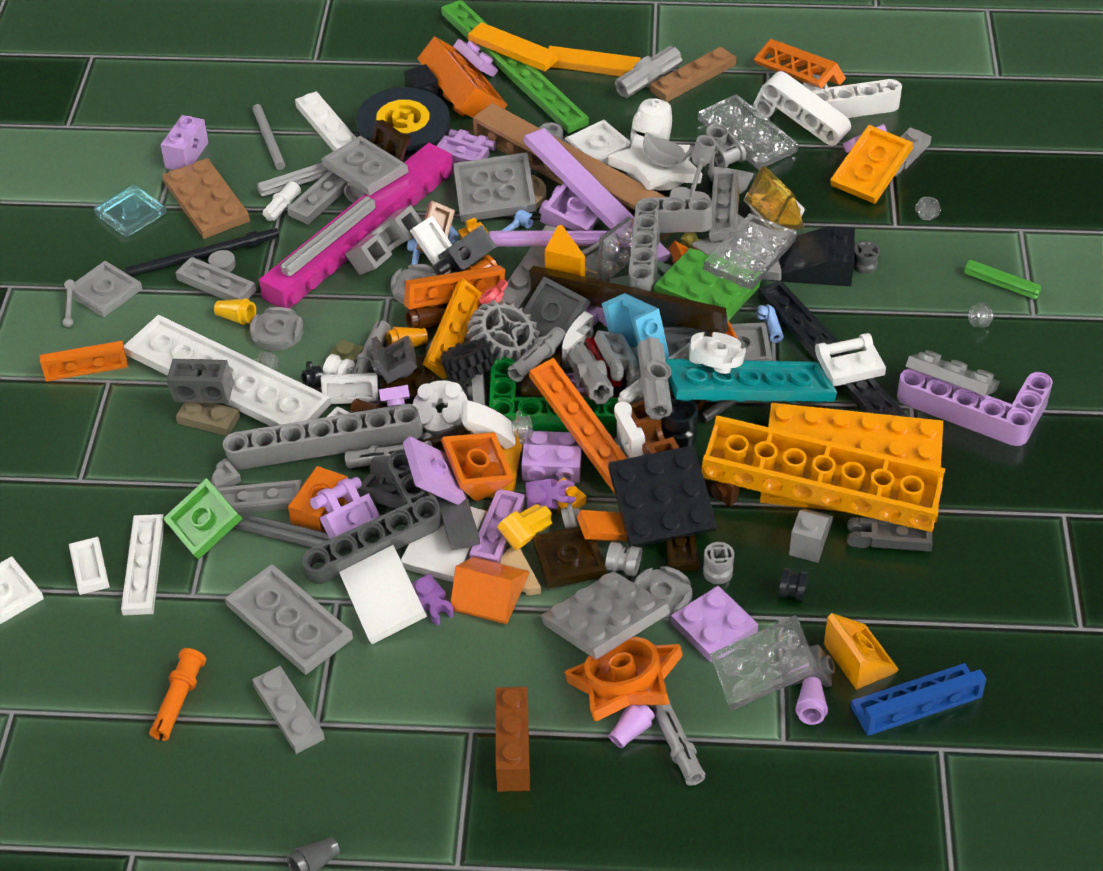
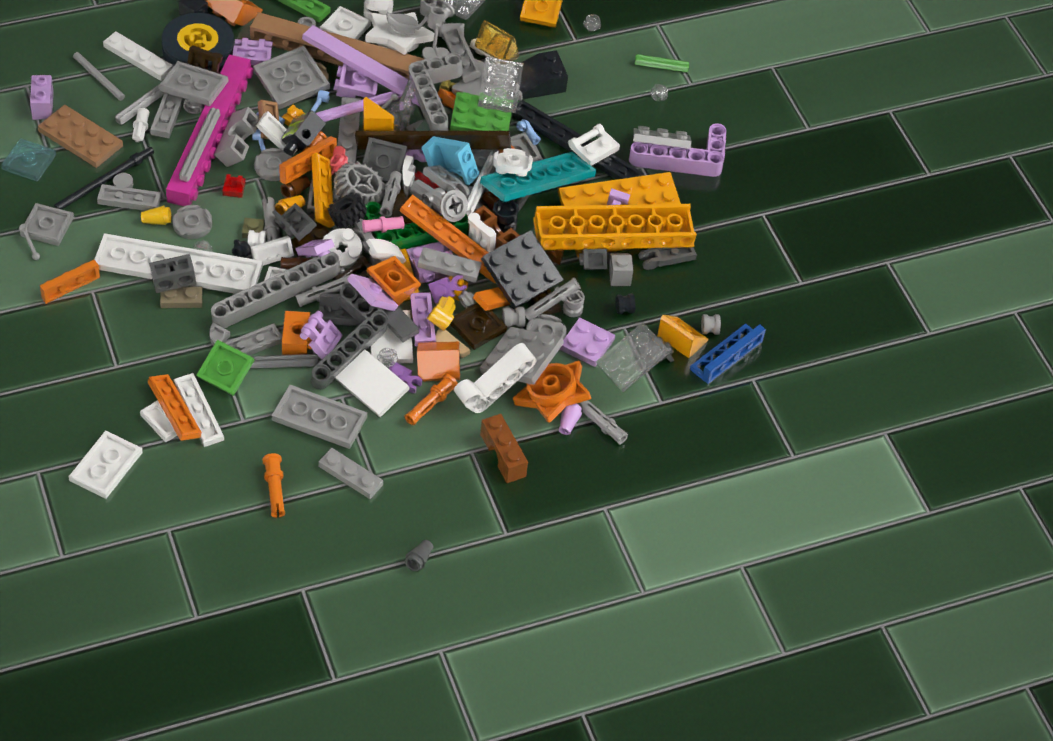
camera: 30 degrees left, 5 degrees up
(111, 552) = (174, 407): none -> orange tile
(351, 298) = (234, 186): none -> red tile
(418, 564) = (387, 357): none -> clear plate
(463, 634) = (437, 394): none -> orange pin
(501, 388) = (383, 224): none -> bright pink pin
(522, 427) = (407, 247): clear plate -> none
(543, 639) = (496, 380): none -> white beam
(564, 463) = (449, 264): none -> light grey plate
(610, 394) = (459, 209): none -> light grey gear
(654, 378) = (483, 191): light grey piece -> none
(695, 544) = (553, 298): none -> light grey pin
(776, 510) = (593, 259): none -> dark grey bracket
(811, 702) = (669, 373): lavender cone -> none
(844, 434) = (618, 198): none -> lavender tile
(866, 257) = (571, 66): dark grey wheel -> none
(908, 649) = (711, 324): none -> light grey wheel

